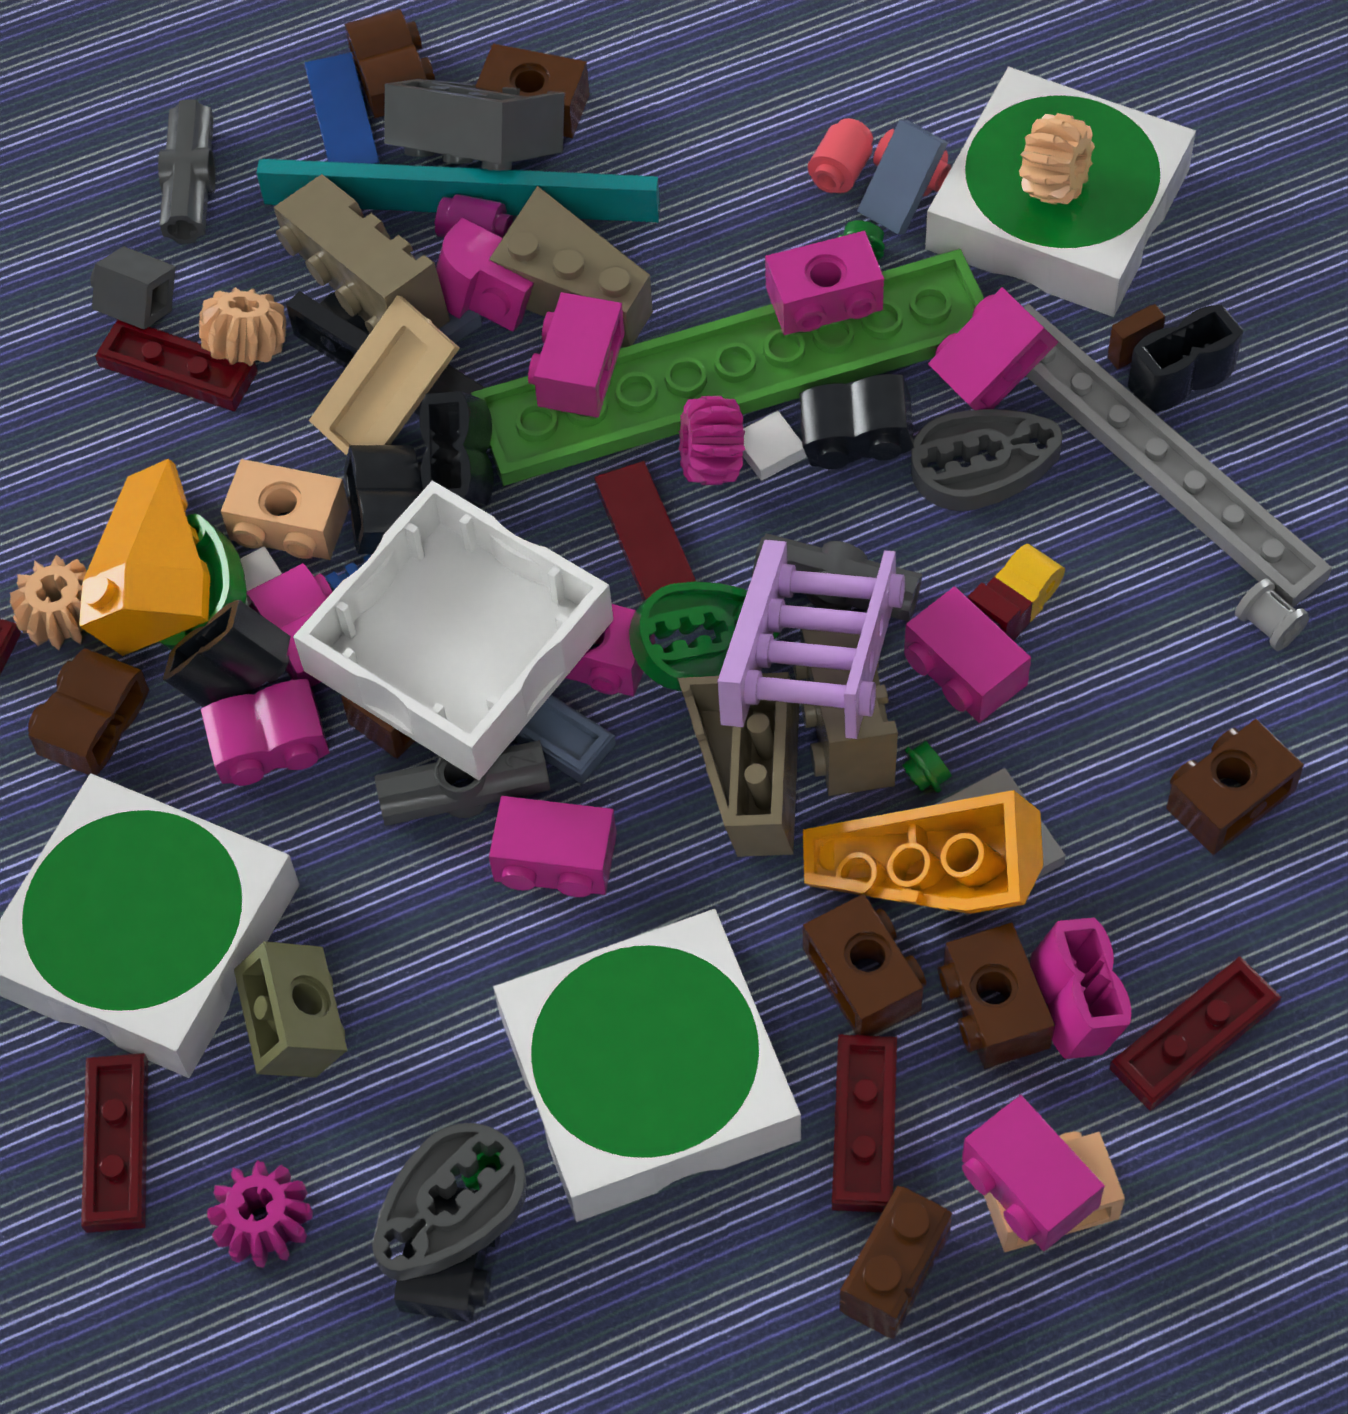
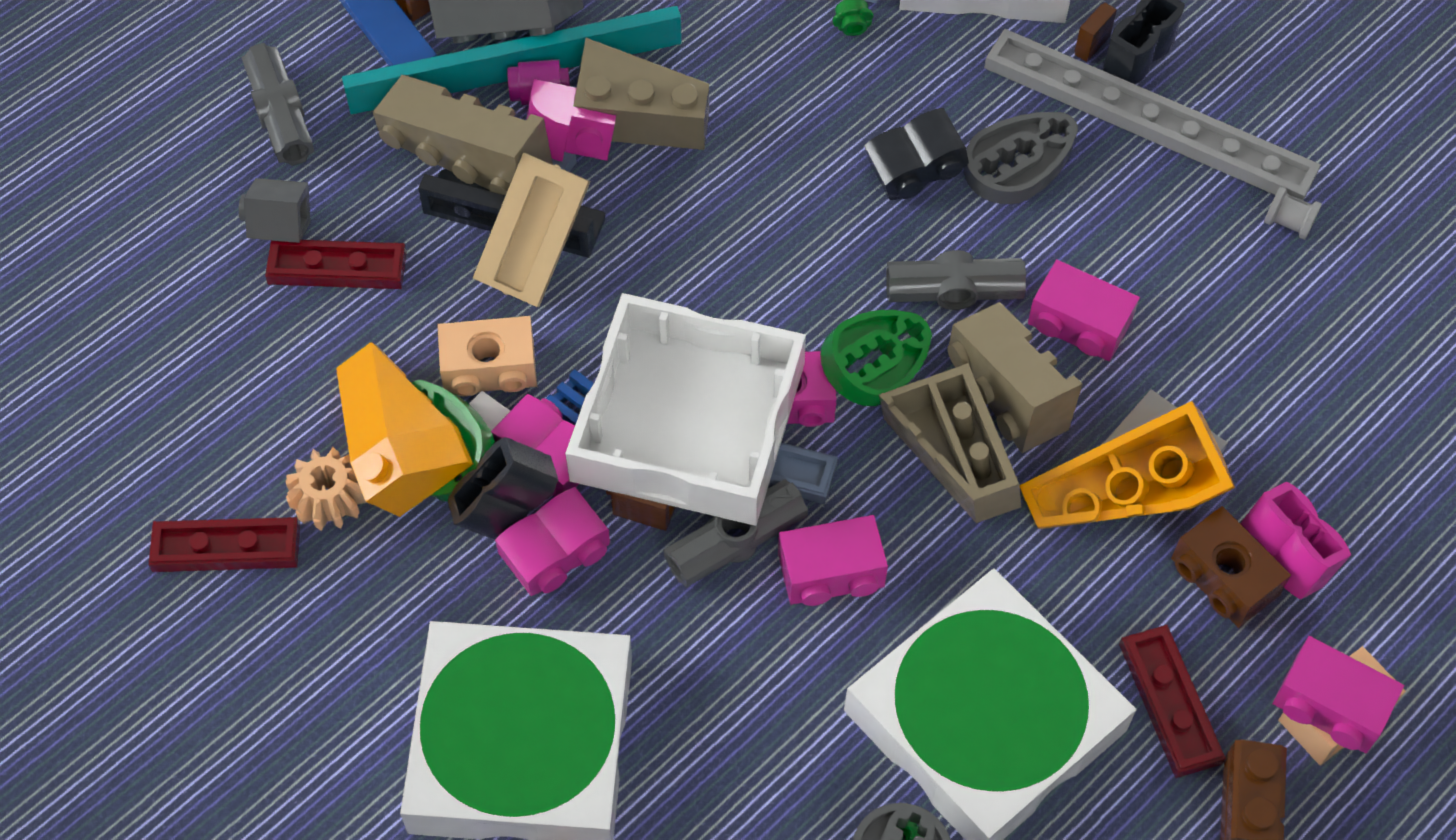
camera: 25 degrees left, 0 degrees up
(88, 711) = (393, 572): reddish brown brick -> none
(242, 326) = (386, 216): light nougat gear -> none
(290, 1010) = (682, 763): olive brick -> none
(379, 488) = (567, 321): black brick -> none
(457, 438) = (612, 253): black brick -> none
(577, 354) = (680, 162): dark pink brick -> none
(643, 528) = (786, 290): dark red tile -> none
(711, 440) = (813, 200): dark pink gear -> none
(734, 359) = (792, 142): bright green plate -> none
(766, 612) = (941, 352): lavender fence -> none
(771, 445) = (852, 193): white tile -> none
(824, 283) = (848, 53): dark pink brick -> none
(872, 998) = (1127, 603): reddish brown brick -> none
(925, 767) = (1092, 407): green plate -> none
(992, 351) = (999, 70): dark pink brick -> none
(1019, 589) = (1099, 246): leg -> none
(1195, 1033) = (1382, 548): dark red tile -> none
(1220, 812) = (1319, 372): reddish brown brick -> none

